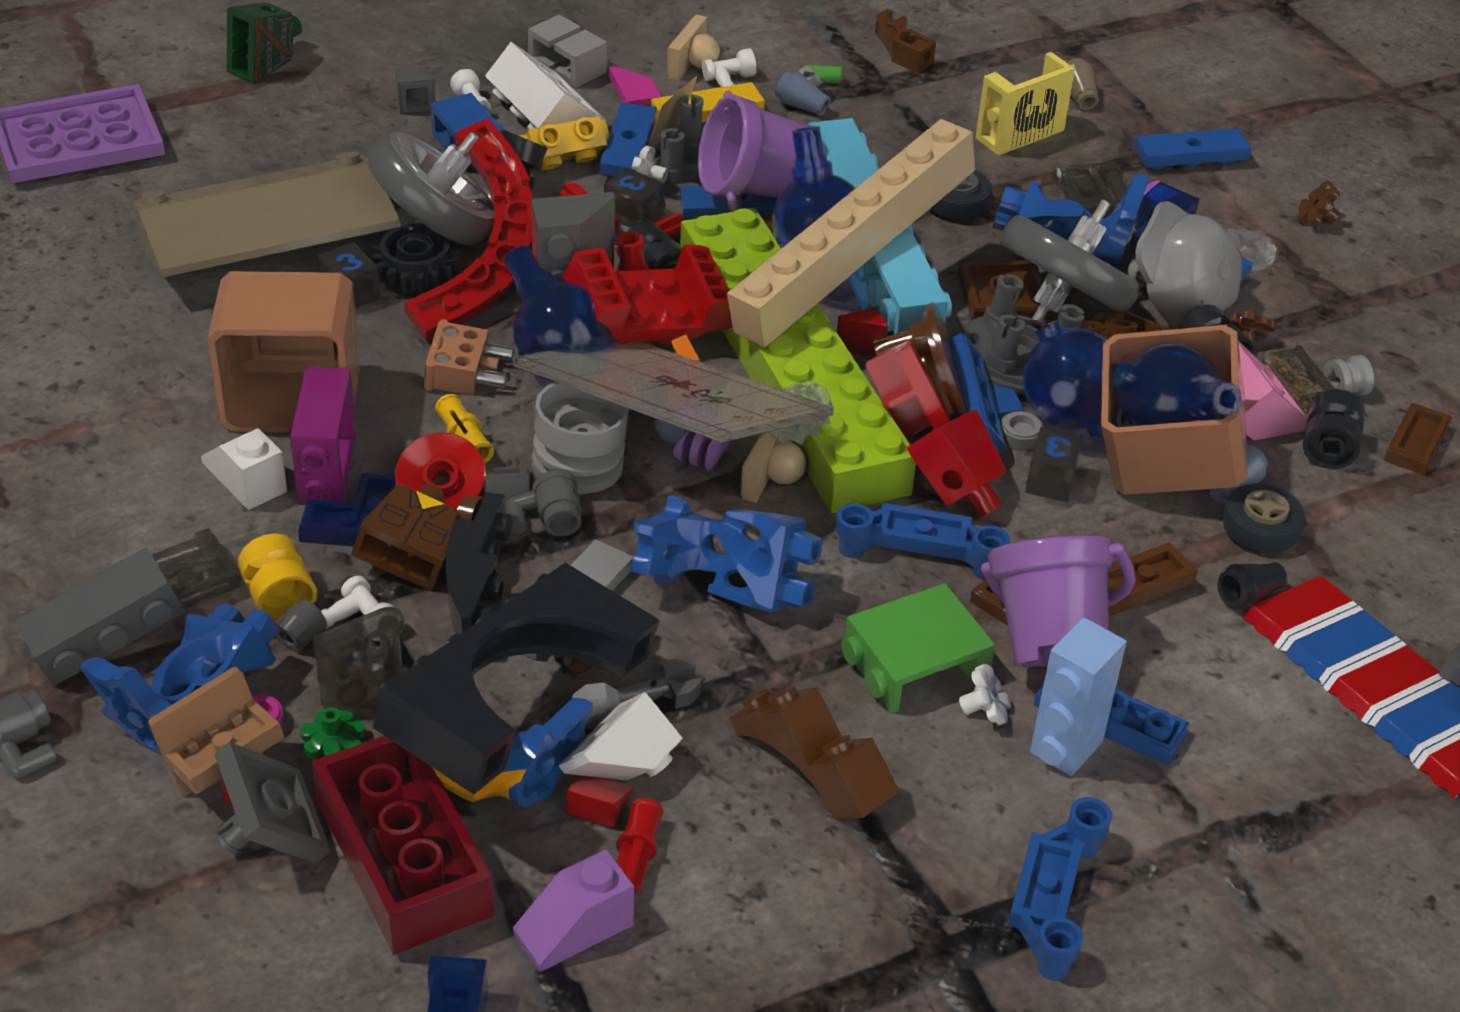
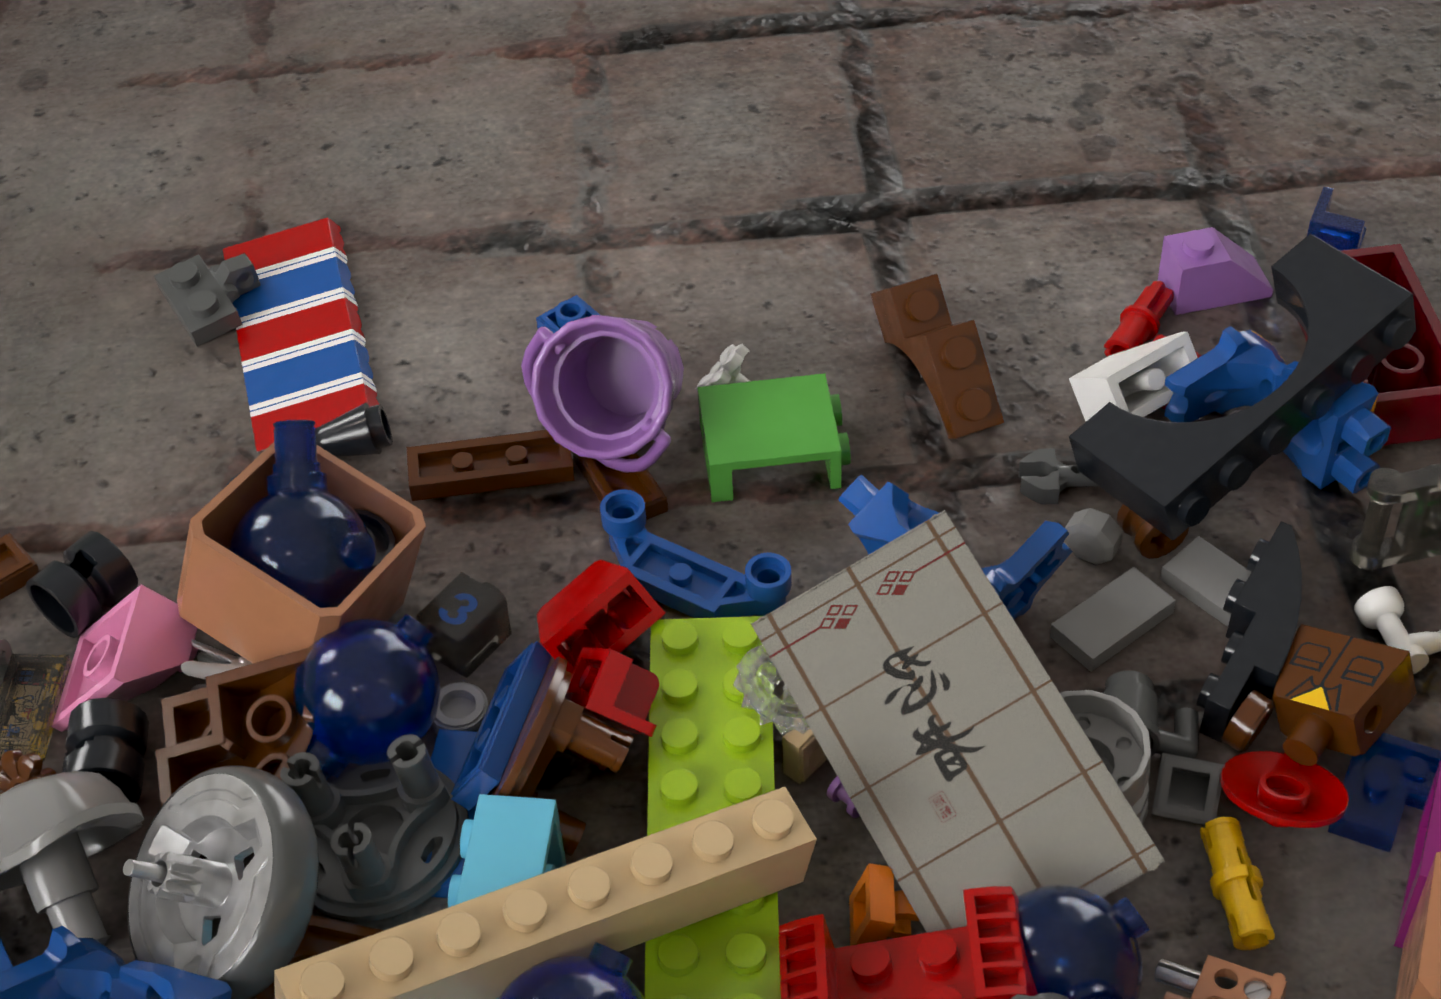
camera: 155 degrees left, 5 degrees up
(1048, 883) = (766, 217): blue plate -> none
(1077, 696) = (664, 274): light blue brick -> none

